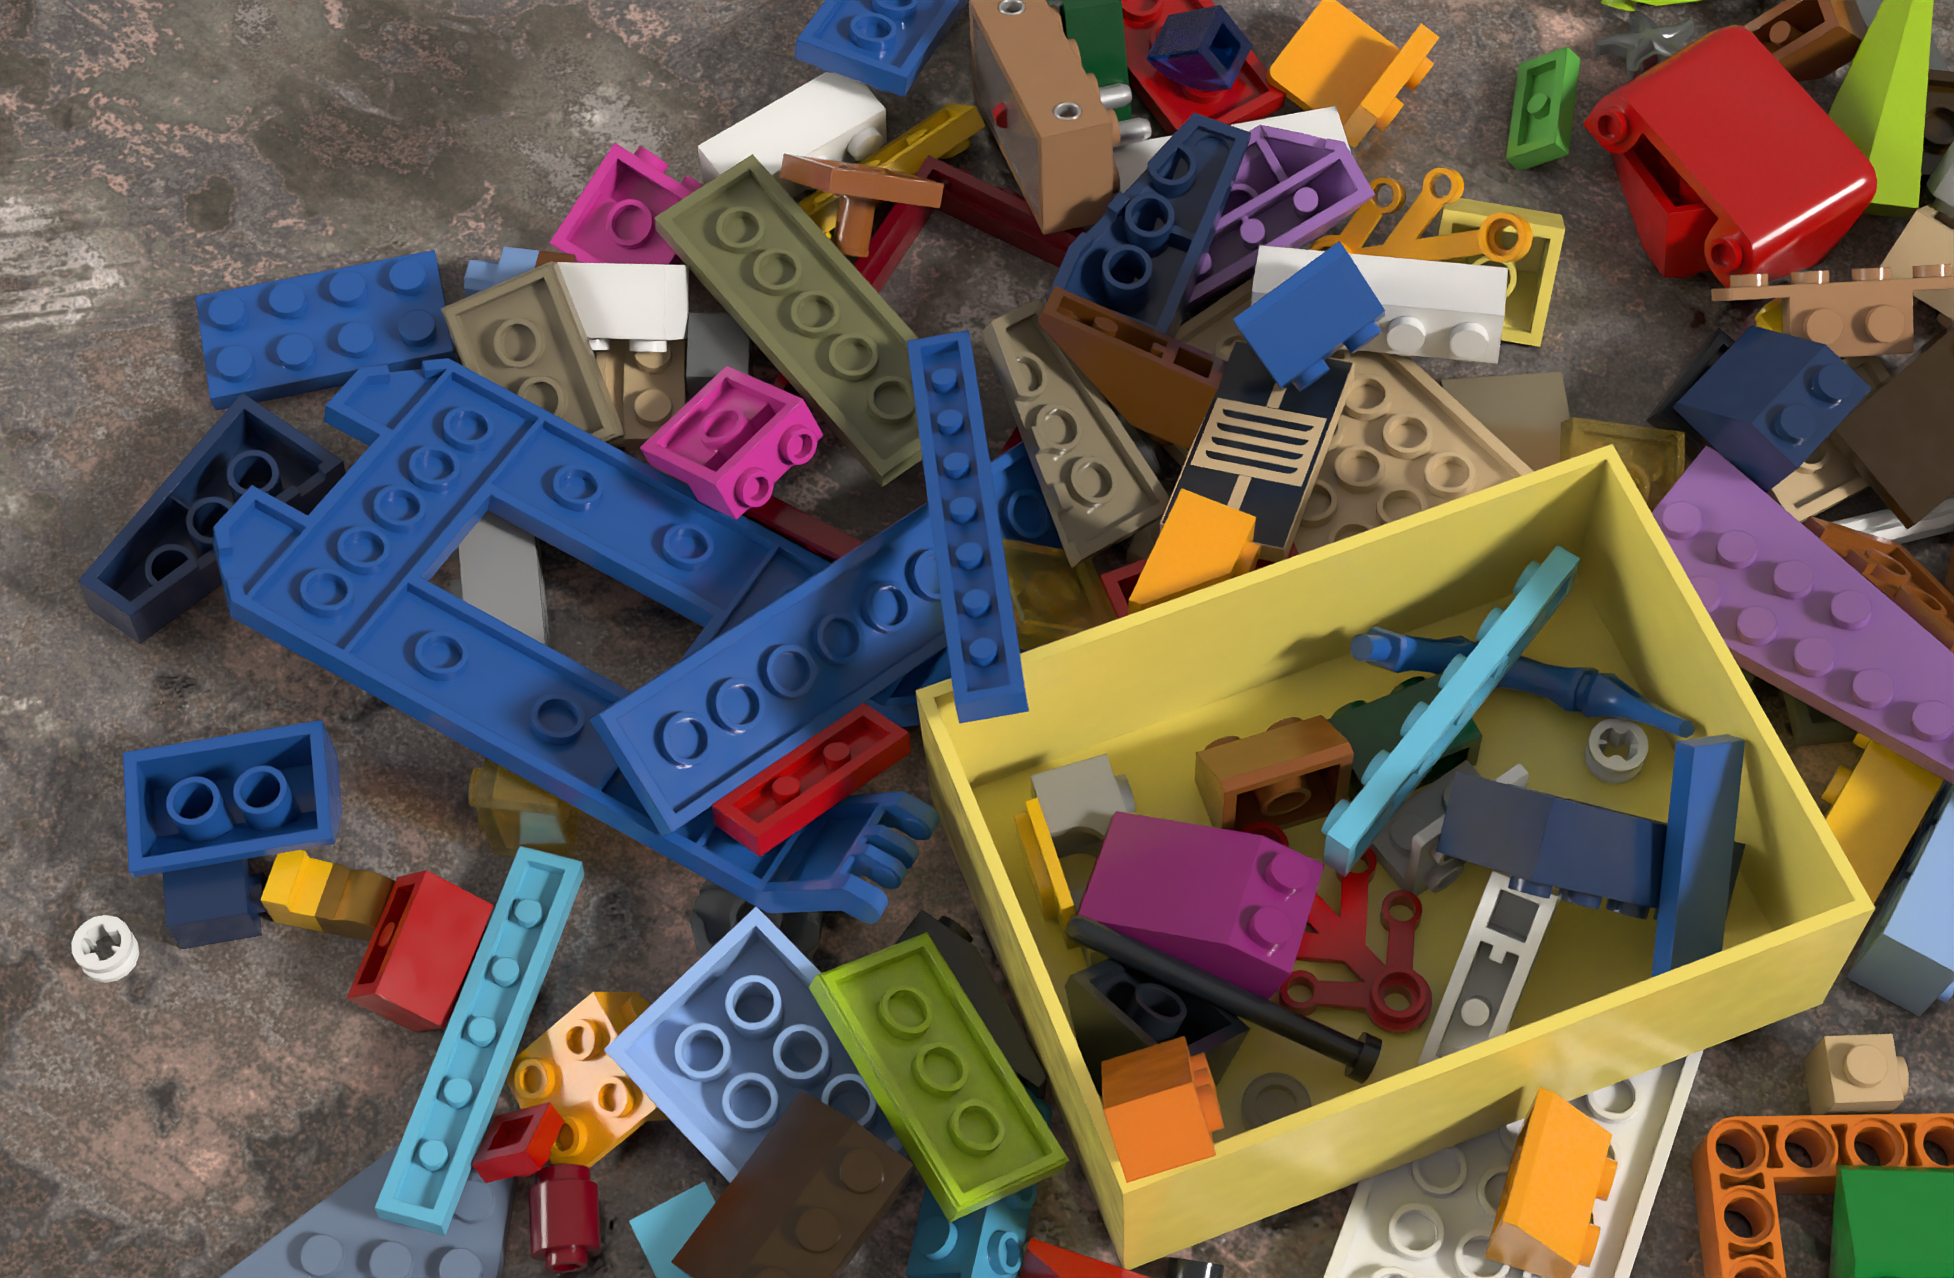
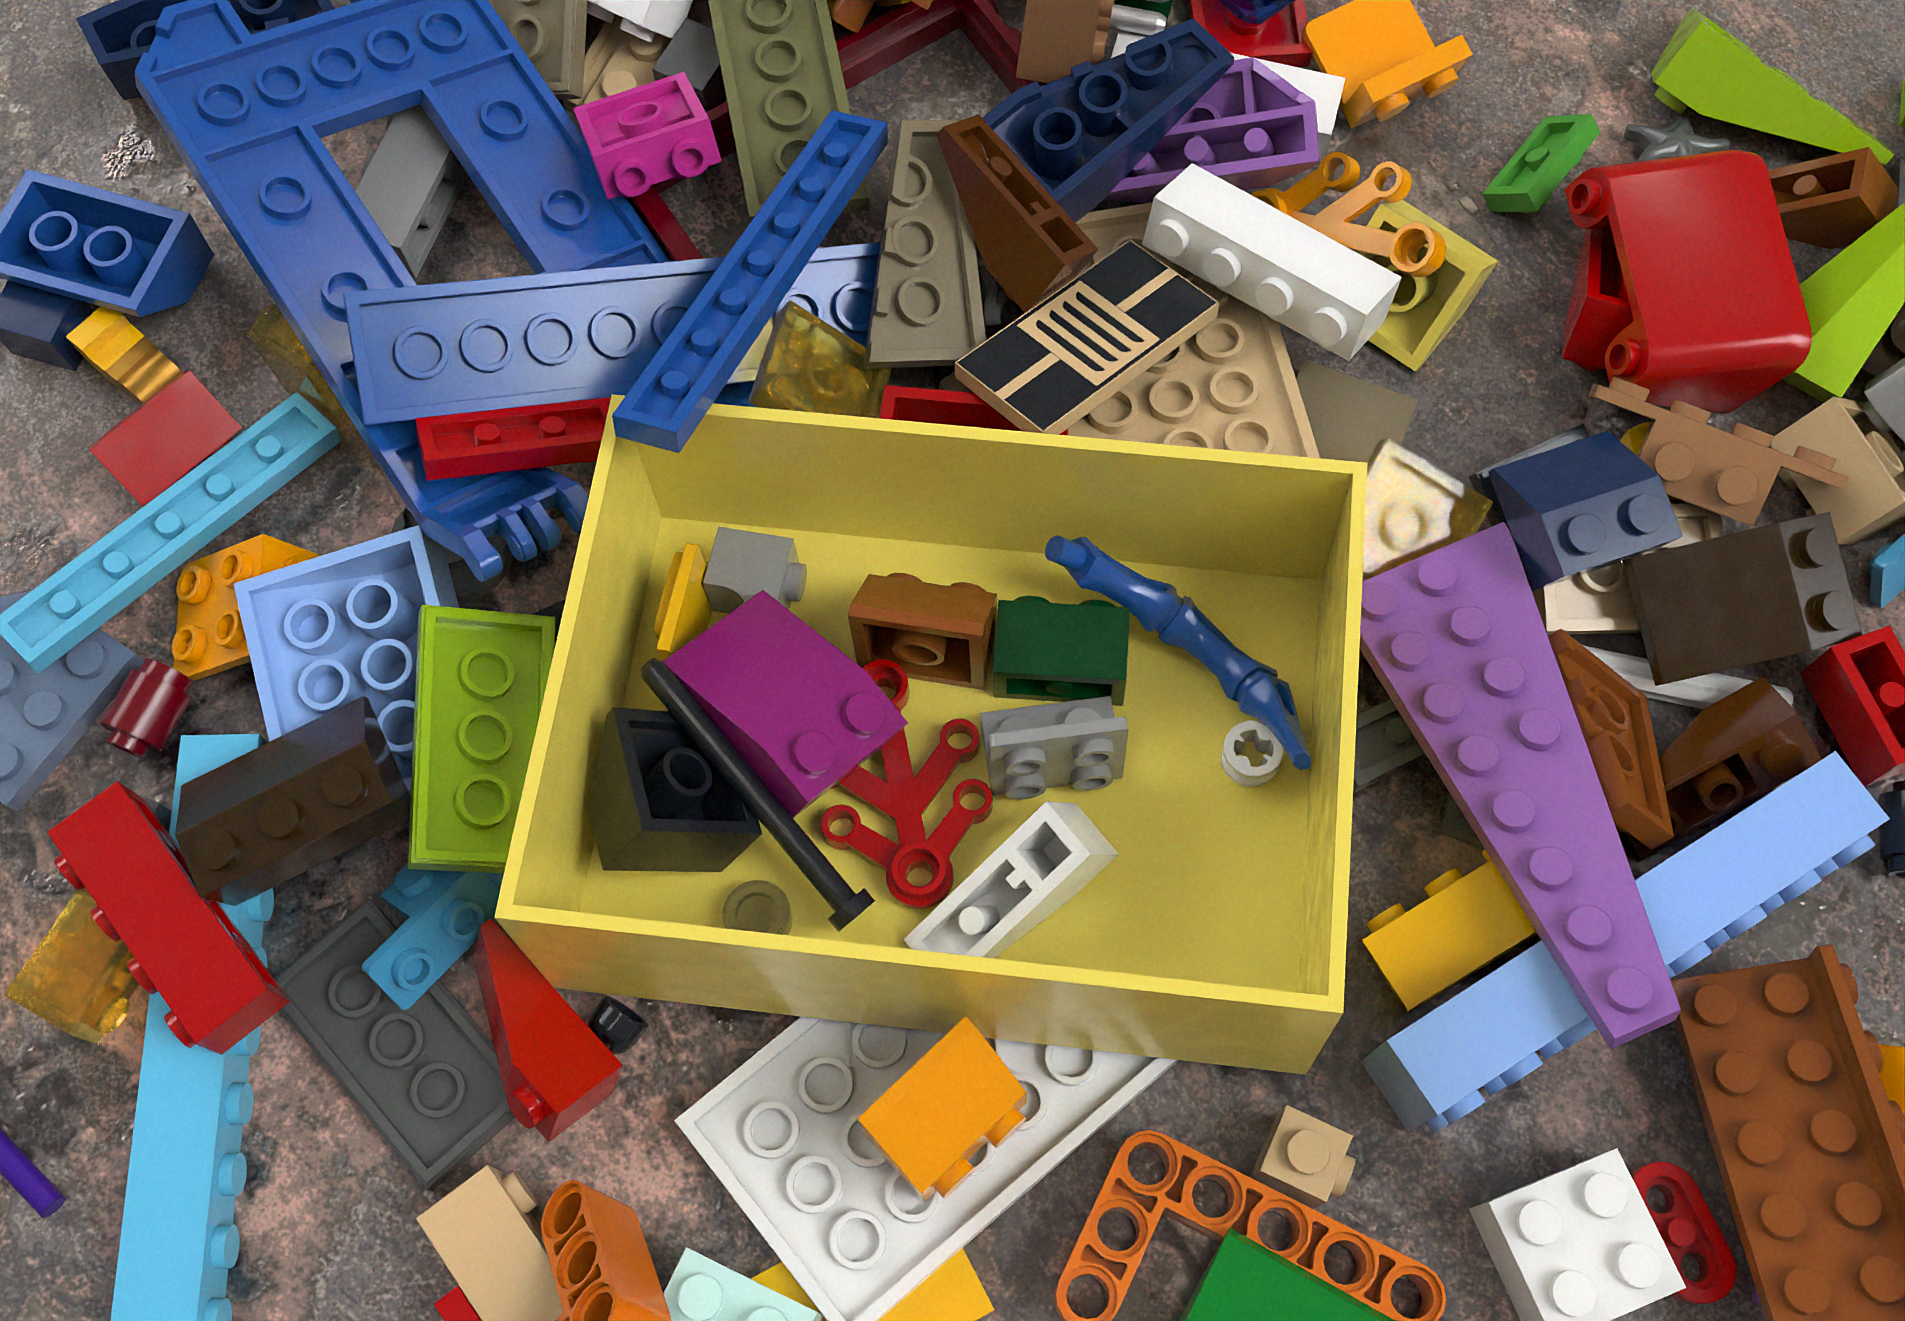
camera: 30 degrees right, 5 degrees up
(518, 1143) = (141, 630): red plate -> none
(1160, 1108) = (567, 858): orange brick -> none
(1195, 550) = (943, 386): light orange slope -> none
(1312, 319) = (1179, 235): blue slope -> none
(1433, 727) = (1084, 648): medium azure plate -> none
(1561, 845) = (1145, 831): dark blue wedge -> none
(1698, 850) = (1236, 876): blue tile -> none

